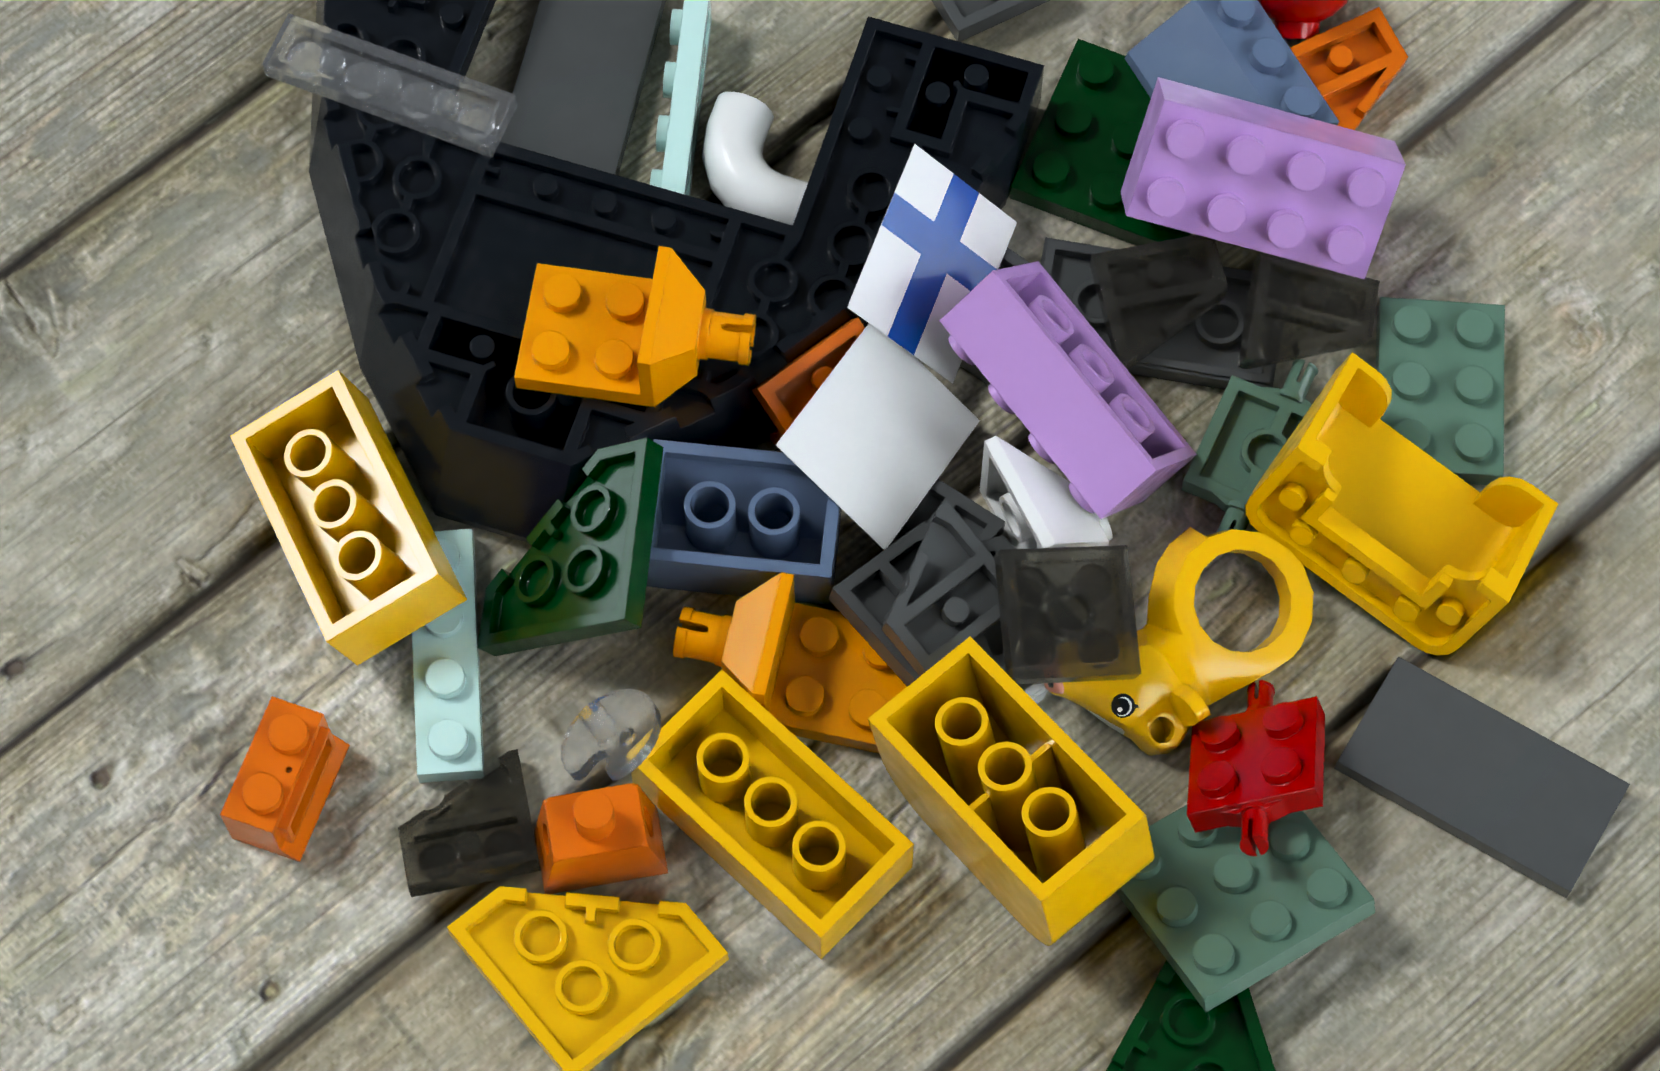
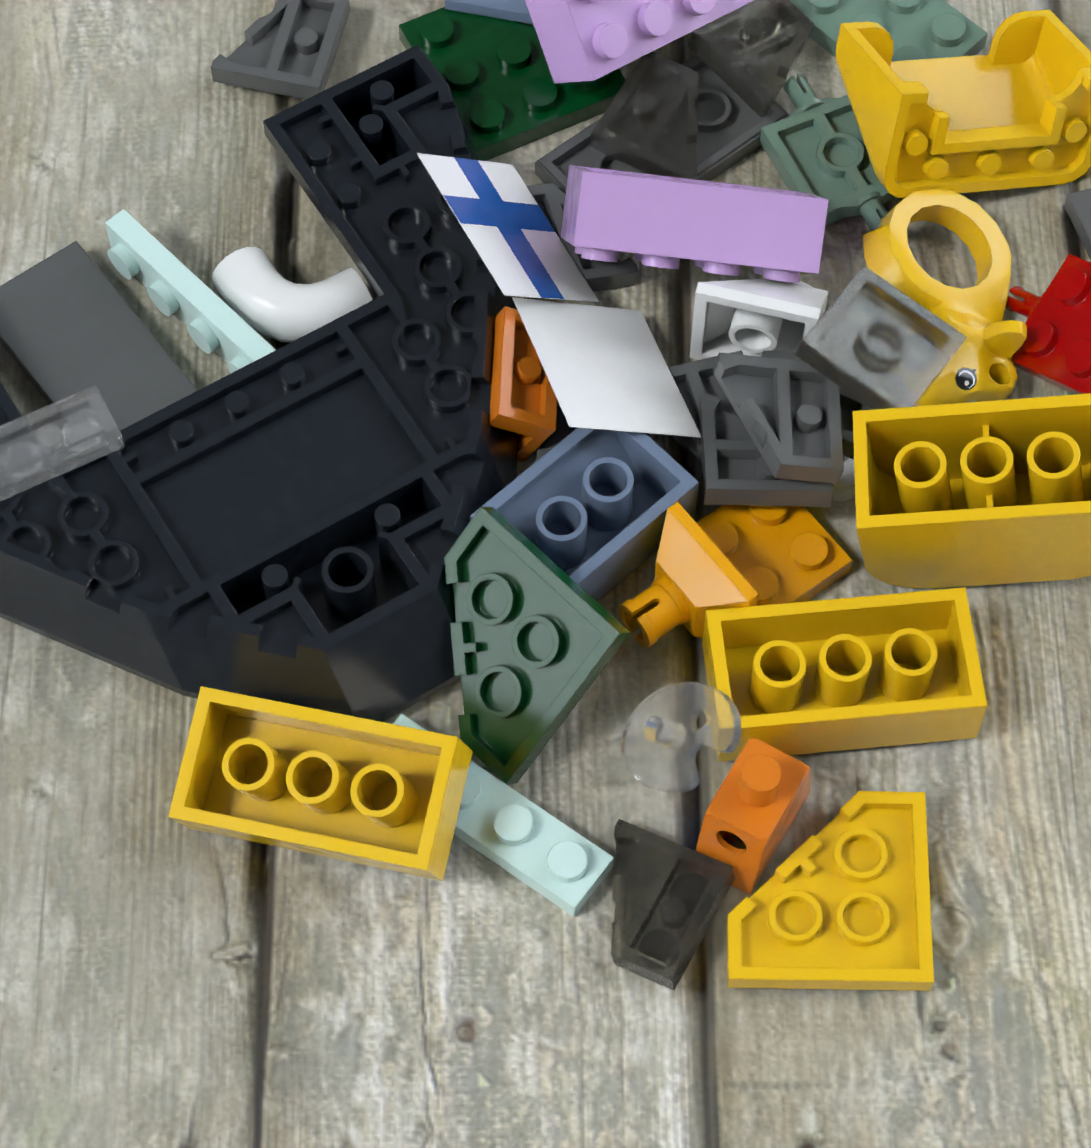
camera: 50 degrees left, 5 degrees down
(284, 780) = (492, 1007): orange window -> none
(624, 333) = (371, 462): light orange plate -> none

